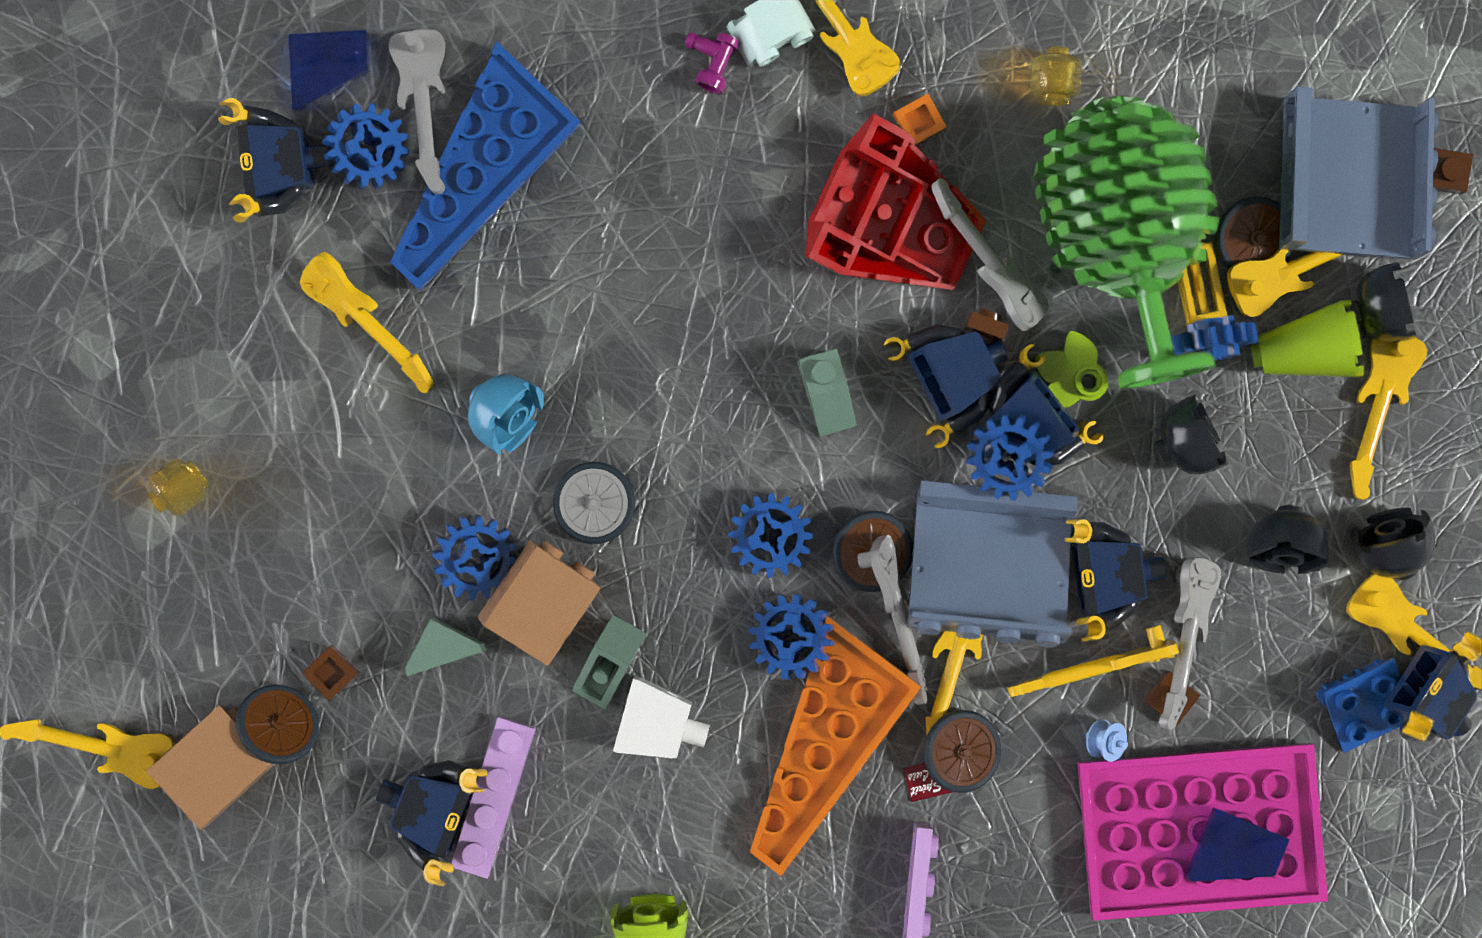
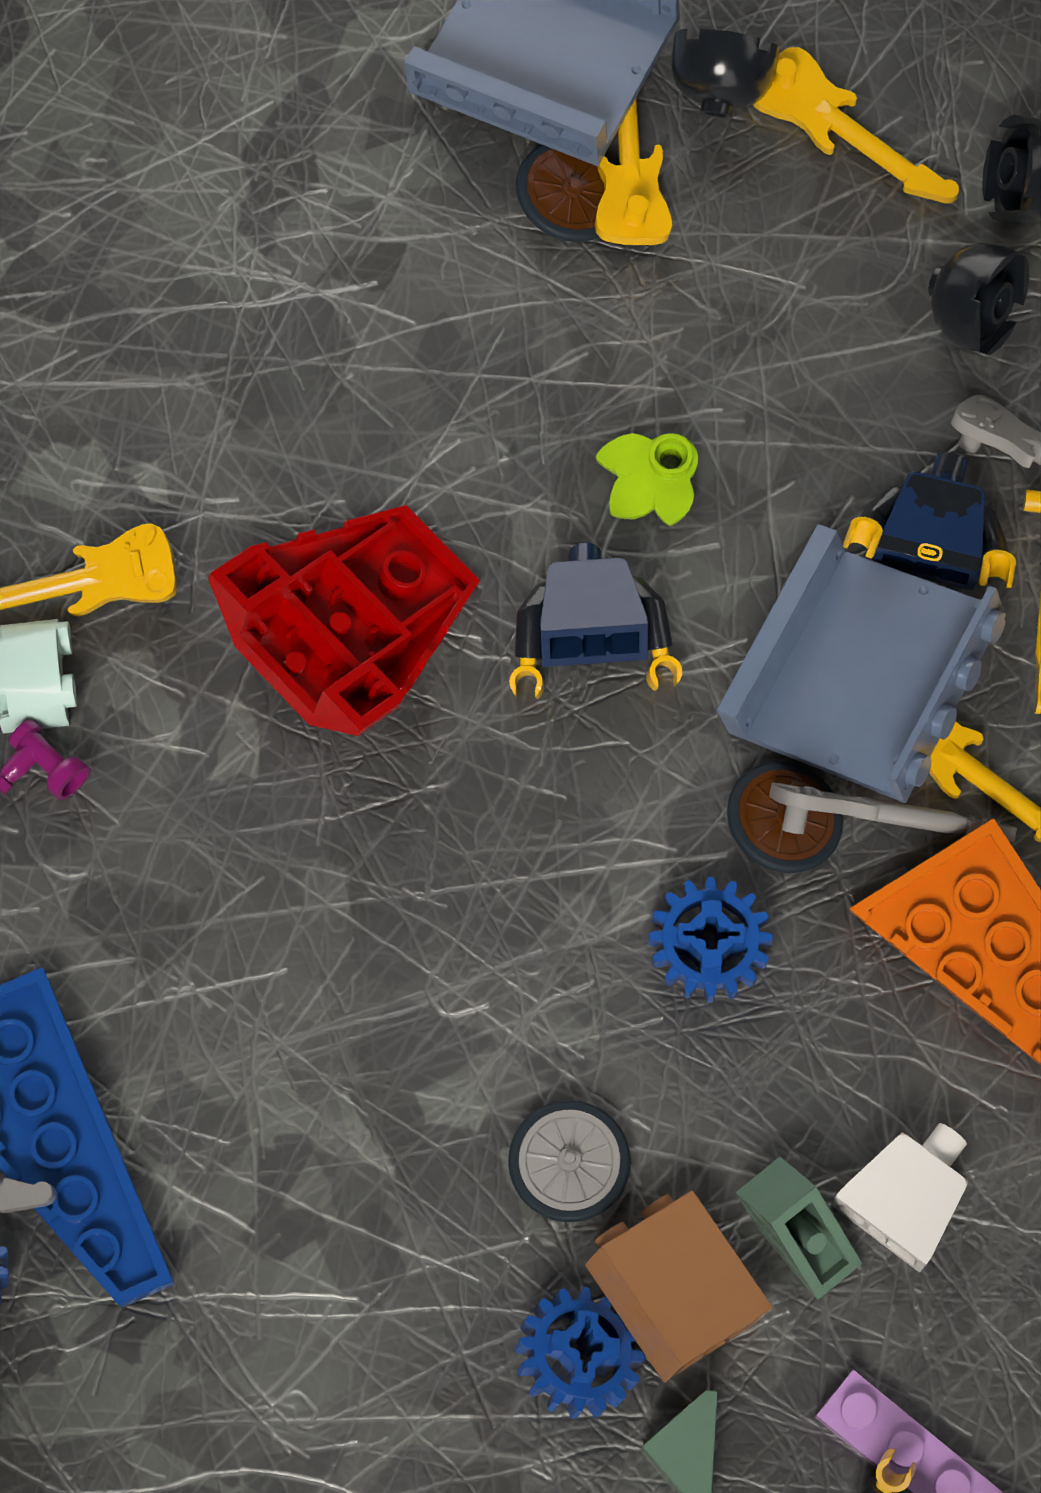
camera: 65 degrees left, 15 degrees down
(329, 285) = (114, 1403): yellow piece -> none
(503, 410) = (390, 1231): dark azure cylinder -> none
(789, 651) = (841, 996): blue gear -> none
(827, 392) = (547, 789): sand green slope -> none
(920, 119) = (237, 529): orange plate -> none
(987, 324) = (542, 551): reddish brown plate -> none
(1021, 298) = (532, 494): light grey piece -> none
(1024, 448) = (731, 553): blue gear -> none
(1029, 395) = (692, 544): dark blue torso -> none
(1056, 76) = (260, 345): clear yellow head -> none
(1130, 215) = (481, 312): bright green plant -> none
(1190, 438) = (797, 360): black cylinder -> none
(1215, 286) = (597, 298): yellow tile -> none
(1216, 336) = (681, 282): blue gear -> none
(1312, 345) = (738, 169): lime cone -> none

